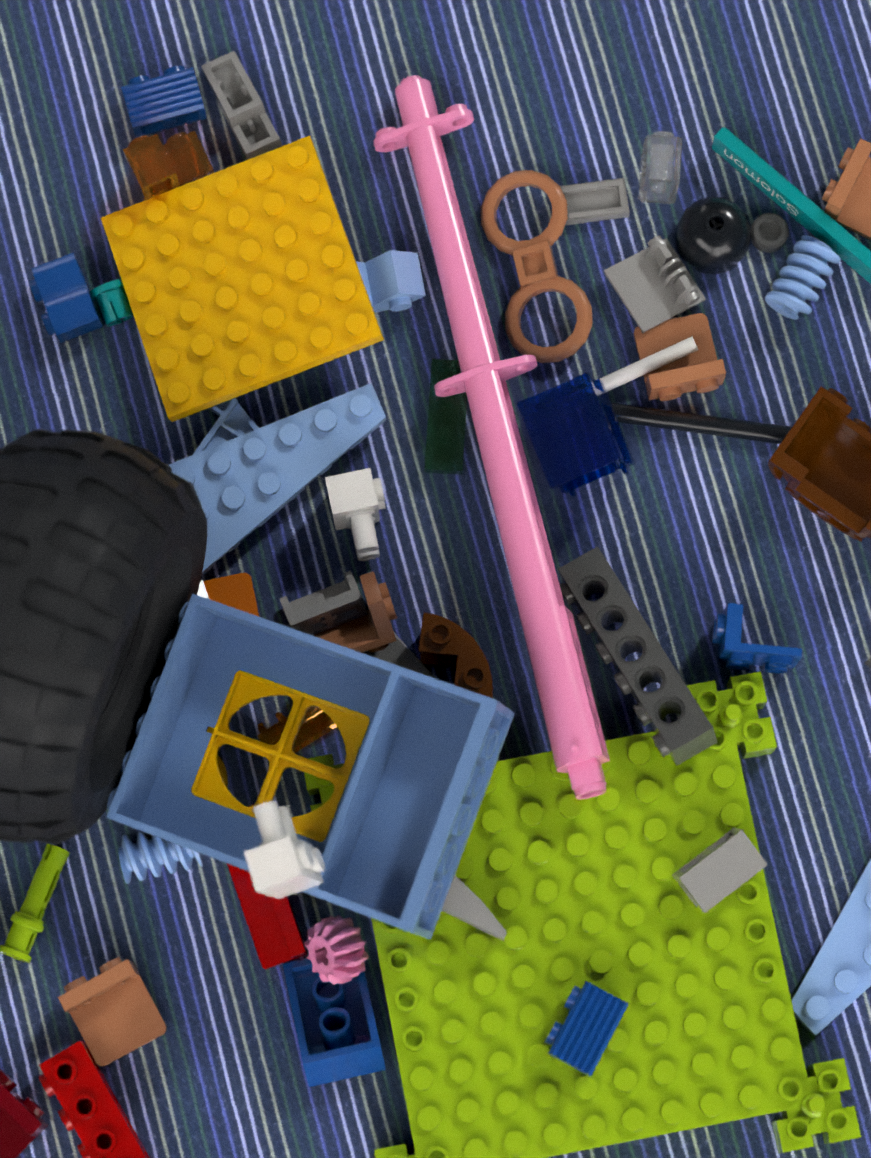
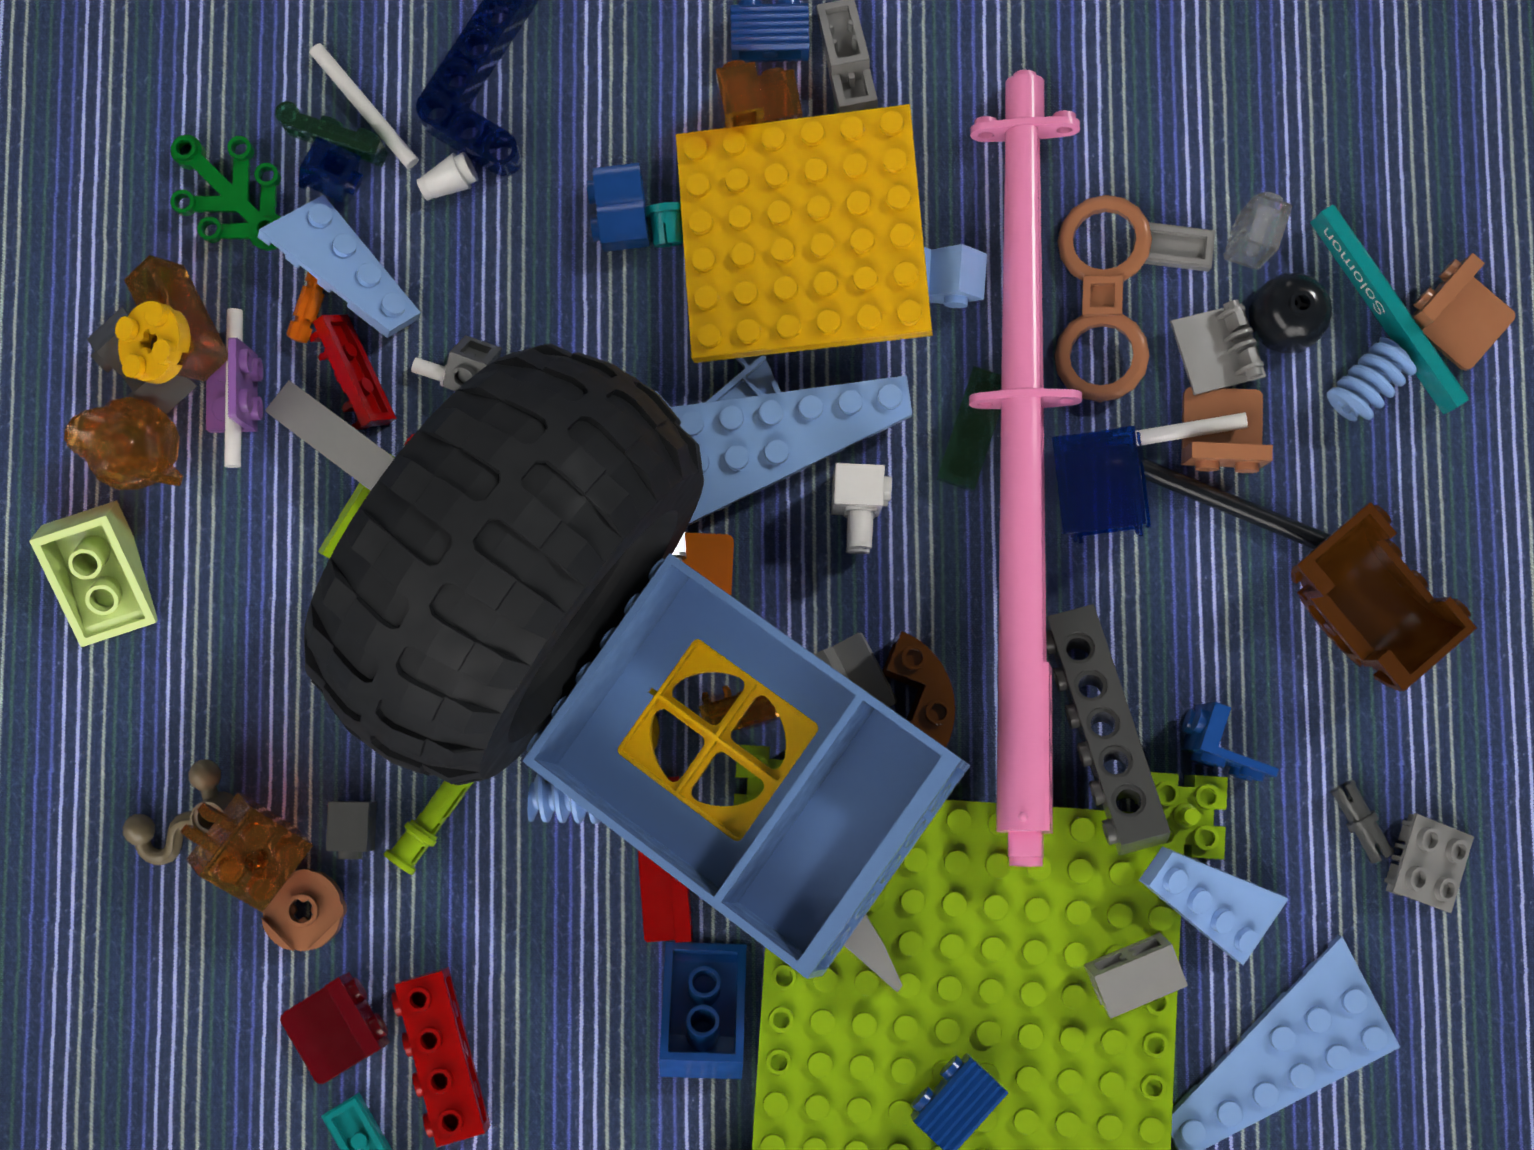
camera: 10 degrees right, 5 degrees up
(113, 1011) = (484, 947): nougat bracket -> none
(282, 861) = (693, 867): white brick -> none
(325, 607) = (800, 592): light grey hinge -> none
(336, 949) = (722, 950): bright pink gear -> none
(371, 631) = (833, 626): nougat bracket -> none
(769, 232) = (1348, 325): dark grey tile -> none
(780, 788) = (1216, 903): none -> light blue wing

